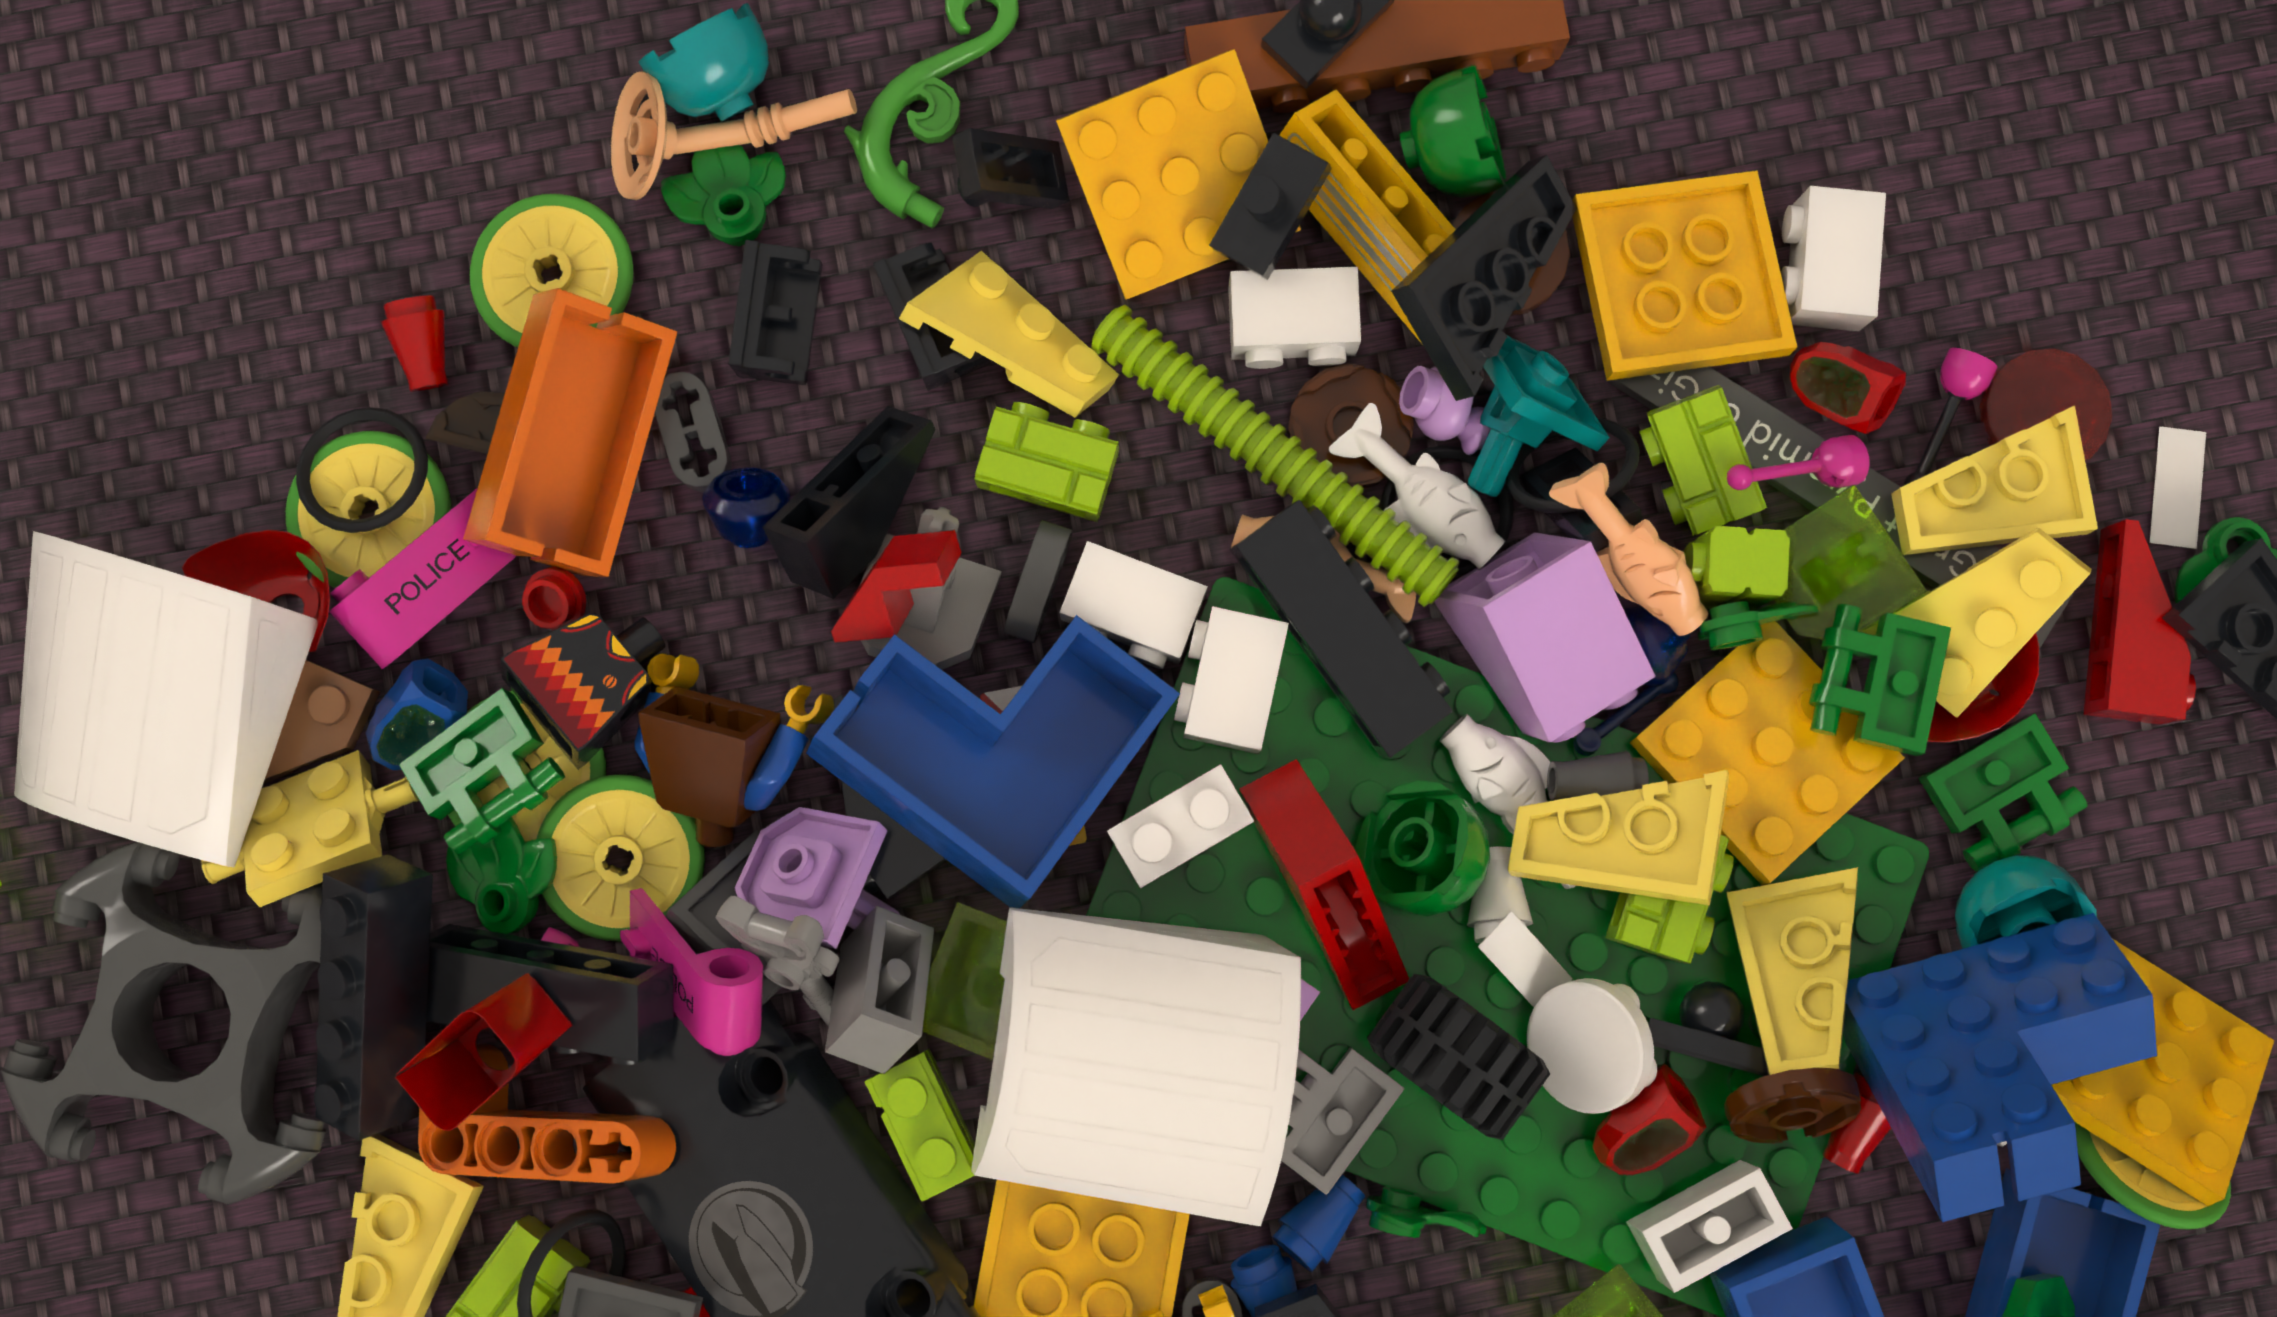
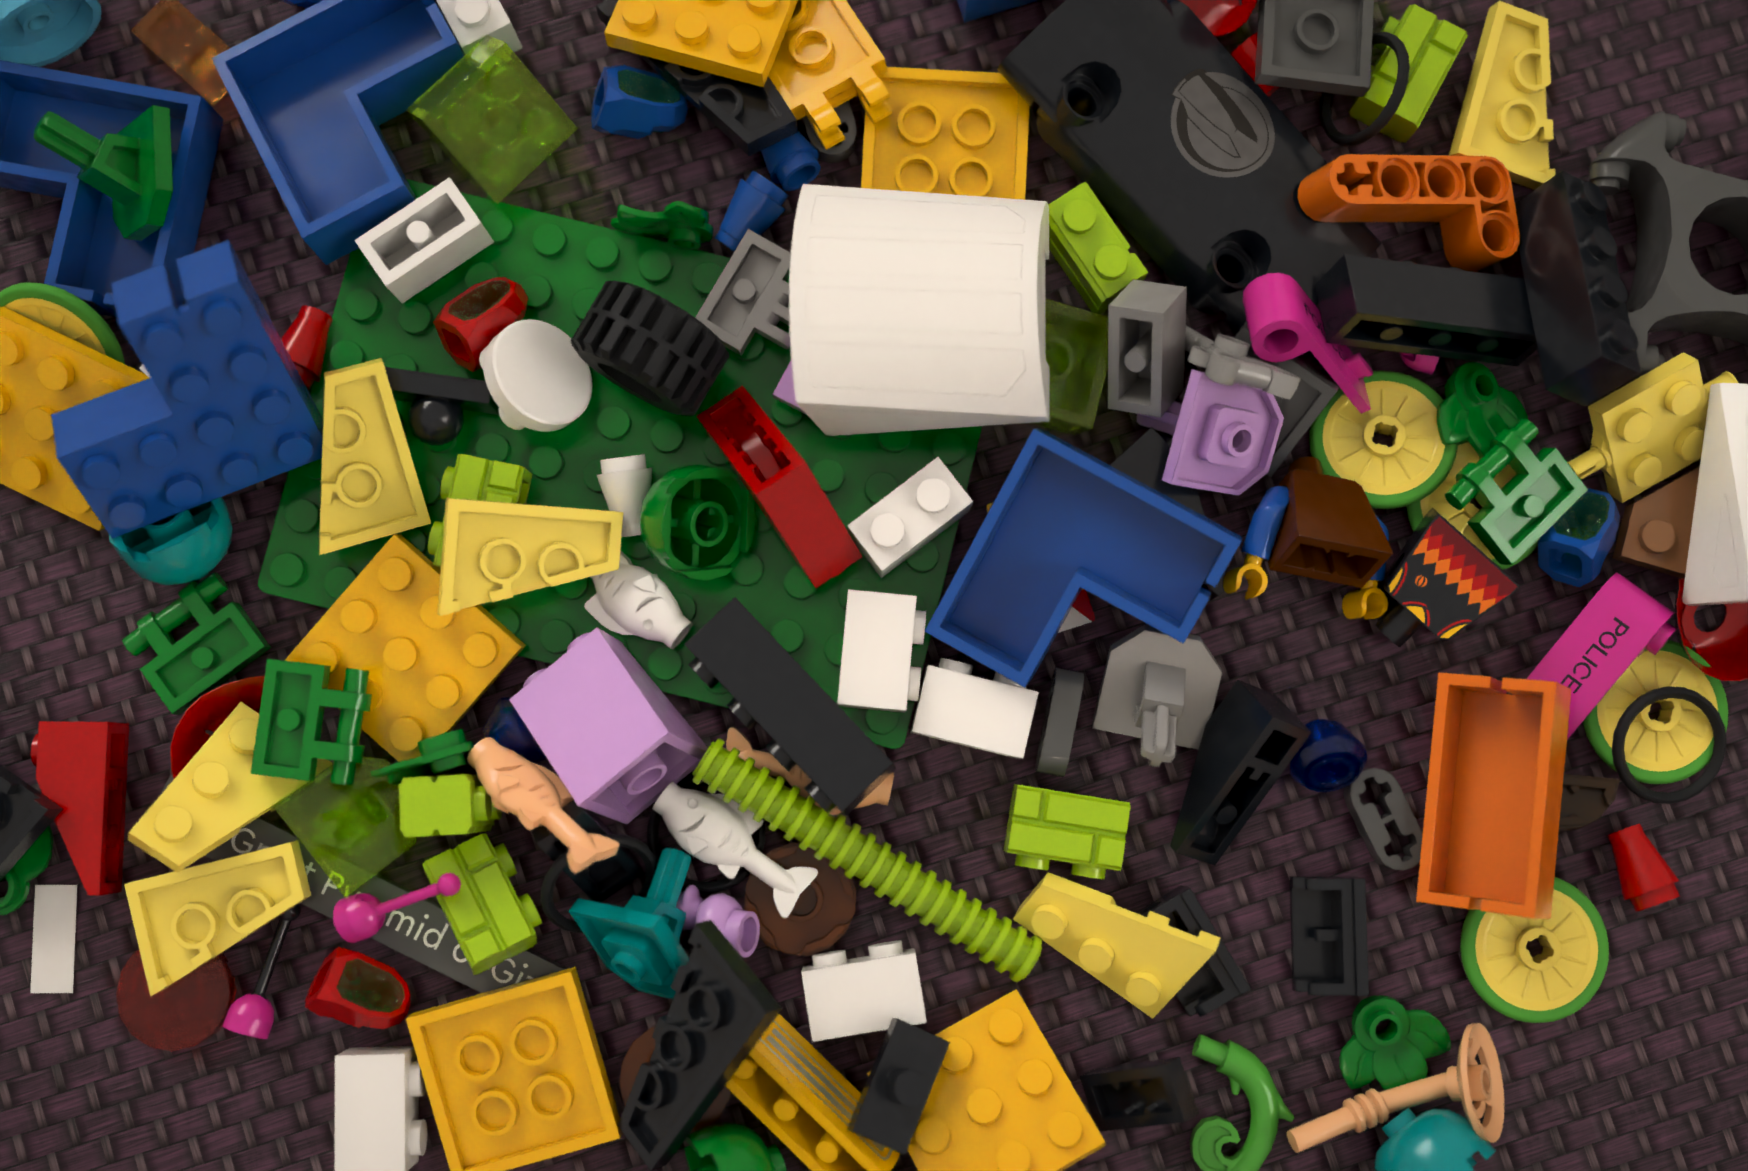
camera: 170 degrees right, 0 degrees up
(456, 1079) = (1473, 243): red piece -> none
(553, 598) = (1479, 651): red plate -> none
(885, 595) = (1183, 702): red slope -> none
(1523, 959) = (600, 441): white sticker -> none
(1589, 739) = (560, 643): dark blue hinge -> none
(1596, 774) = (551, 606): dark grey cone -> none
(1793, 1100) = (361, 347): reddish brown tile -> none

